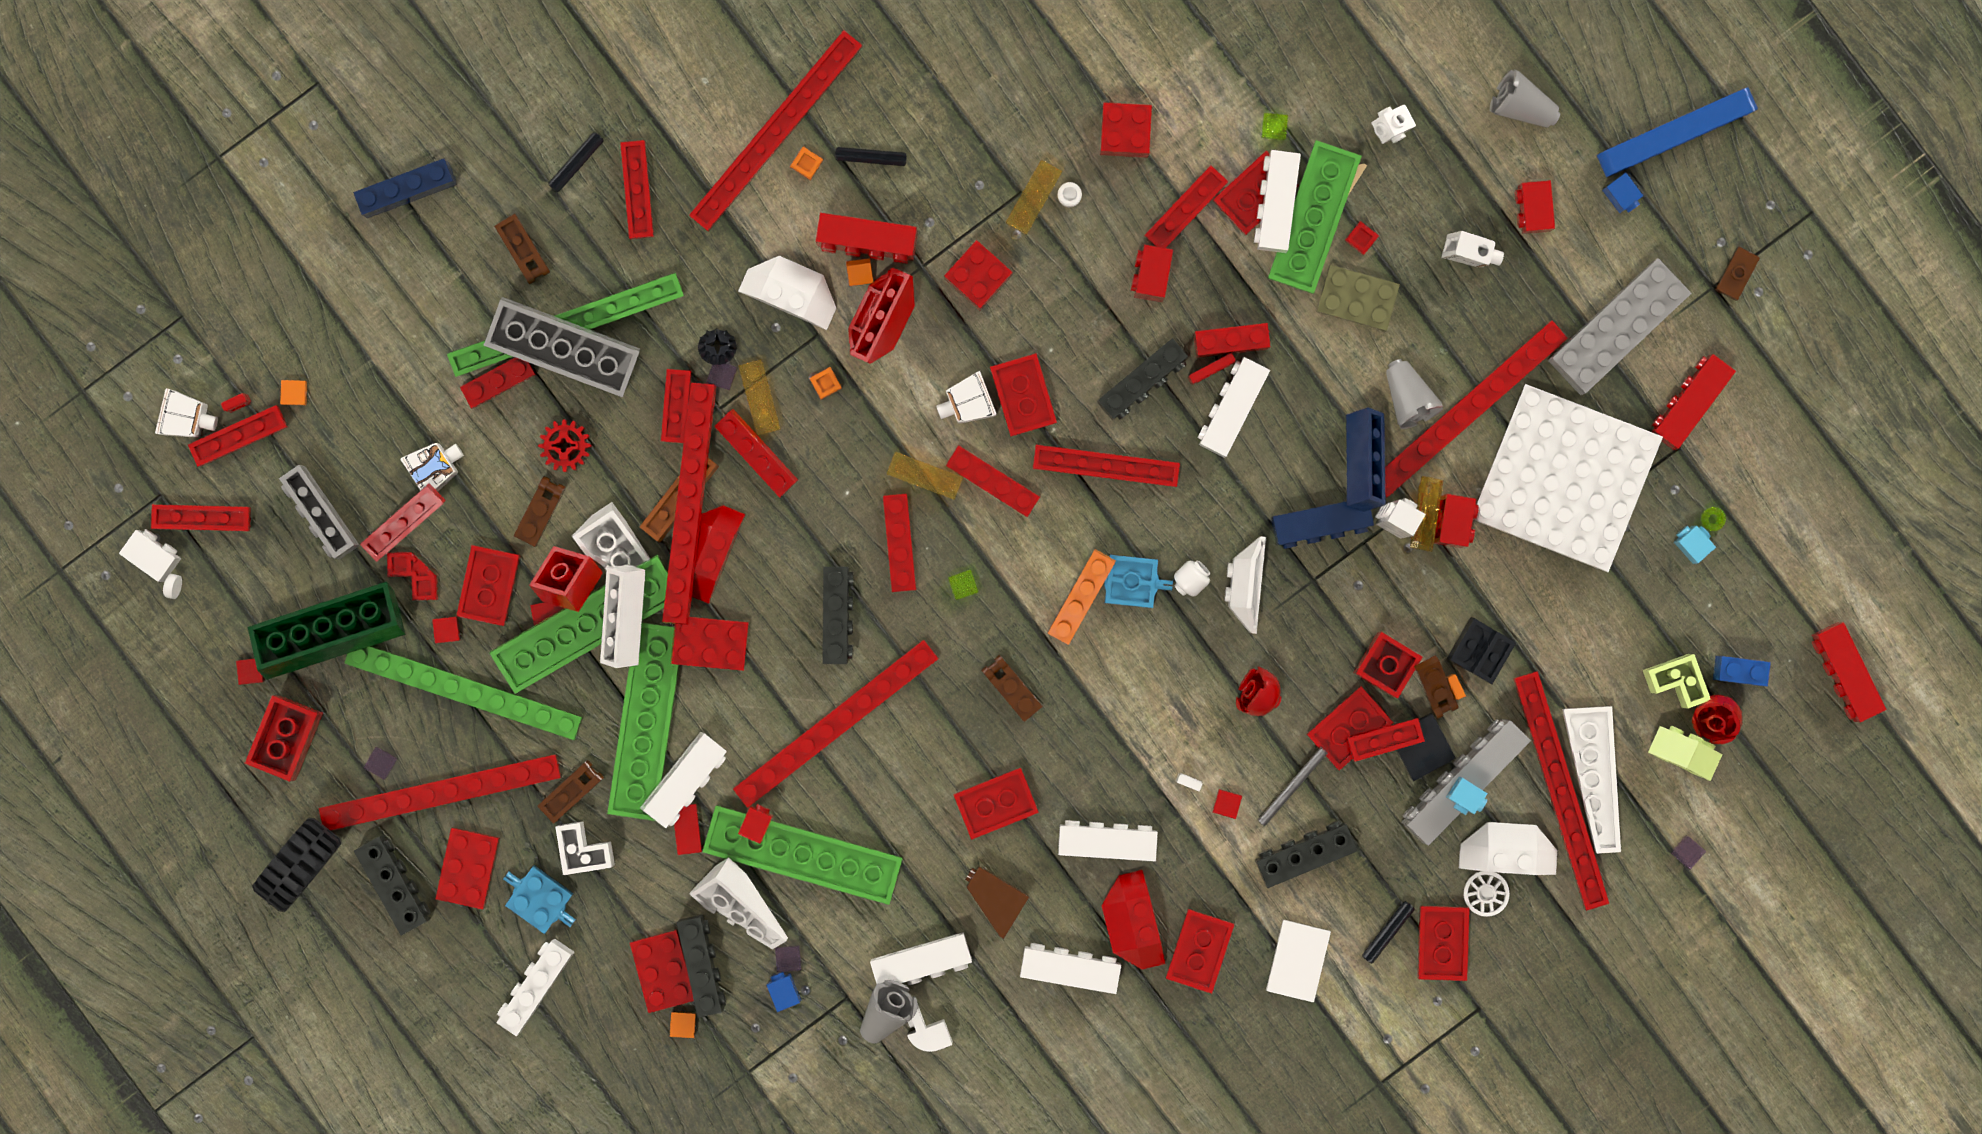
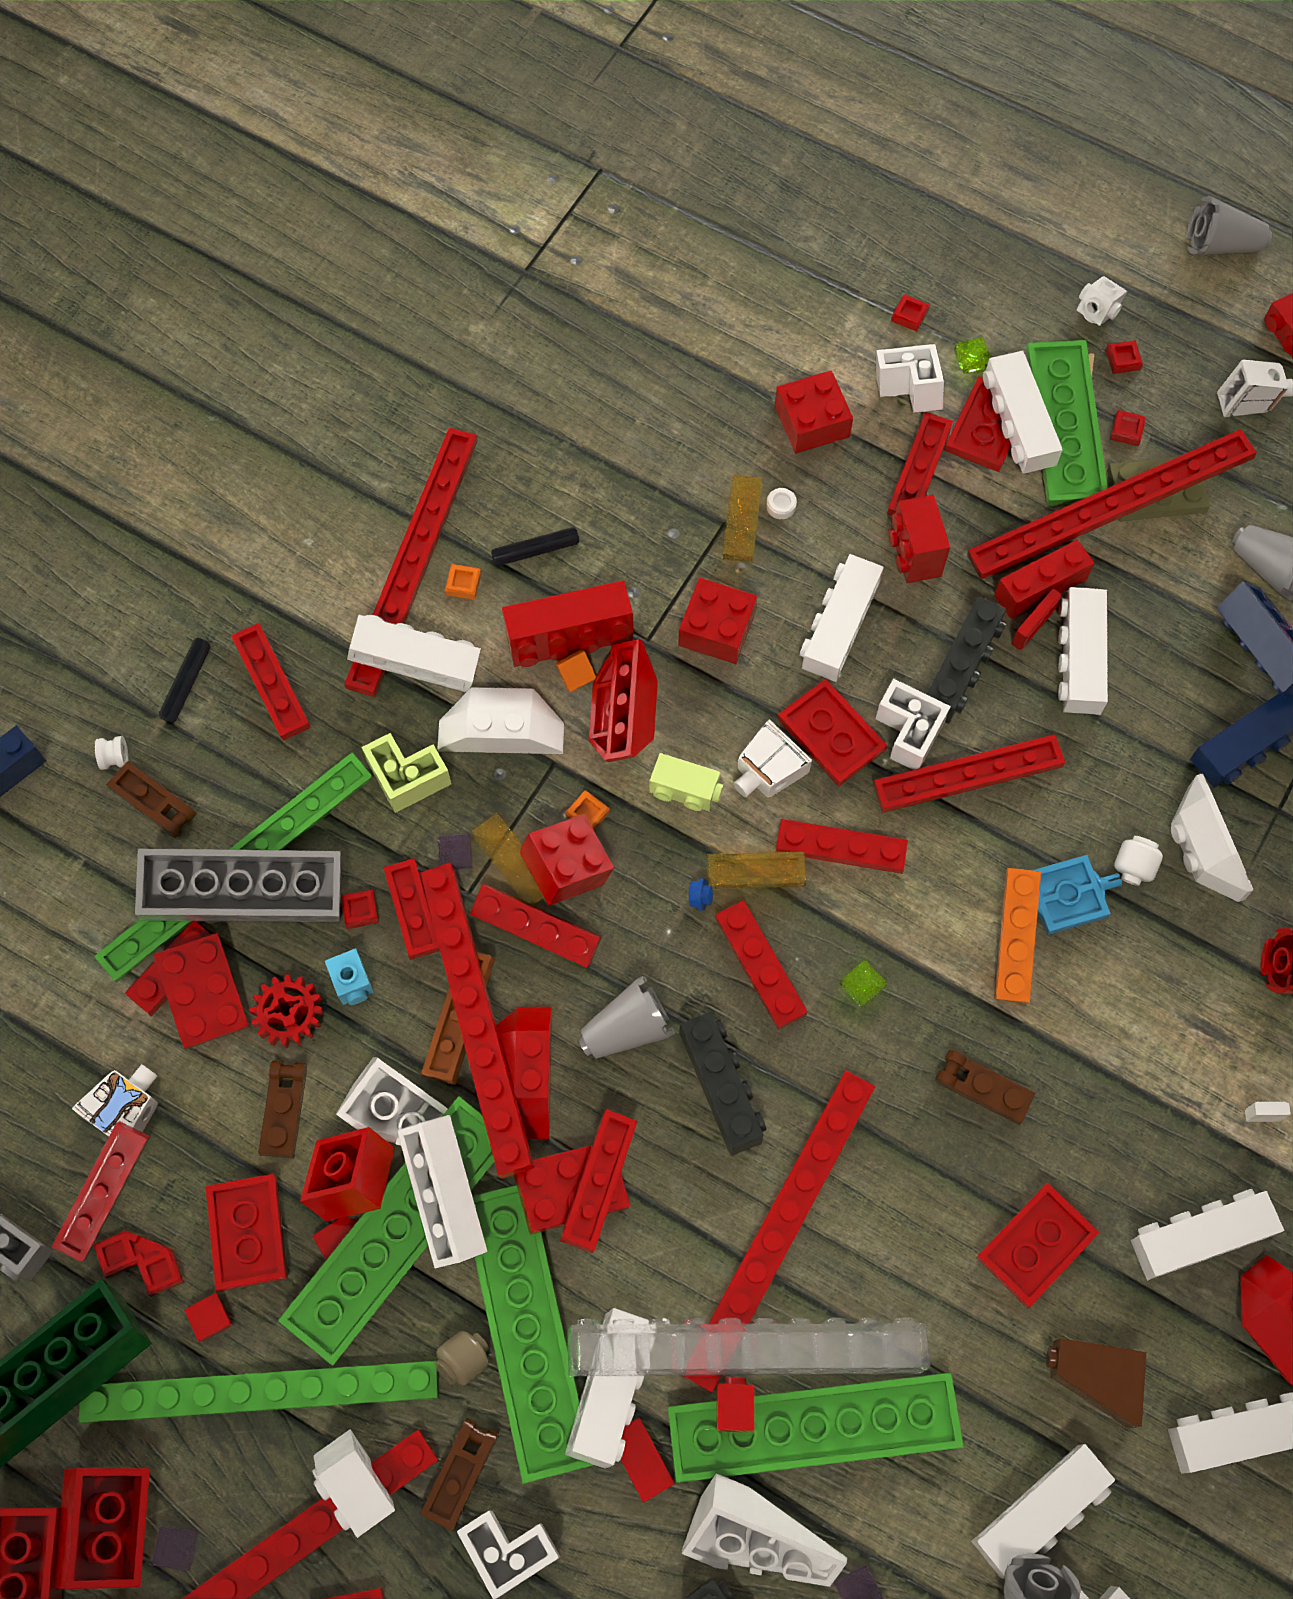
camera: 20 degrees left, 20 degrees down
(340, 735) = (101, 1528): none -> red brick
(501, 771) = (347, 1477): none -> white brick
(505, 201) = (111, 752): none -> white wheel
(511, 408) = (200, 991): none -> red plate
(598, 722) = (462, 1358): none -> dark tan head
(615, 440) = (349, 977): none -> medium azure brick
(640, 390) = (359, 909): none -> red tile
(704, 310) = (407, 778): none -> yellowish green brick
(708, 352) = (428, 828): black gear -> none
(727, 648) = (598, 1181): none -> red plate
(746, 216) = (413, 653): none -> white brick
(778, 793) = (747, 1348): none -> clear brick
(791, 549) = (626, 1023): none -> light grey cone
(794, 417) = (566, 859): none -> red brick
(878, 477) = (700, 894): none -> blue plate
(903, 391) = (685, 783): none -> yellowish green brick
(1070, 309) = (842, 617): none -> white brick
(1087, 414) = (917, 719): none -> white brick
(1216, 129) = (911, 372): none -> white brick
(1244, 68) = (910, 312): none -> red tile
(1310, 302) = (1111, 504): none -> red plate
(1390, 176) = (1124, 357): none -> red tile

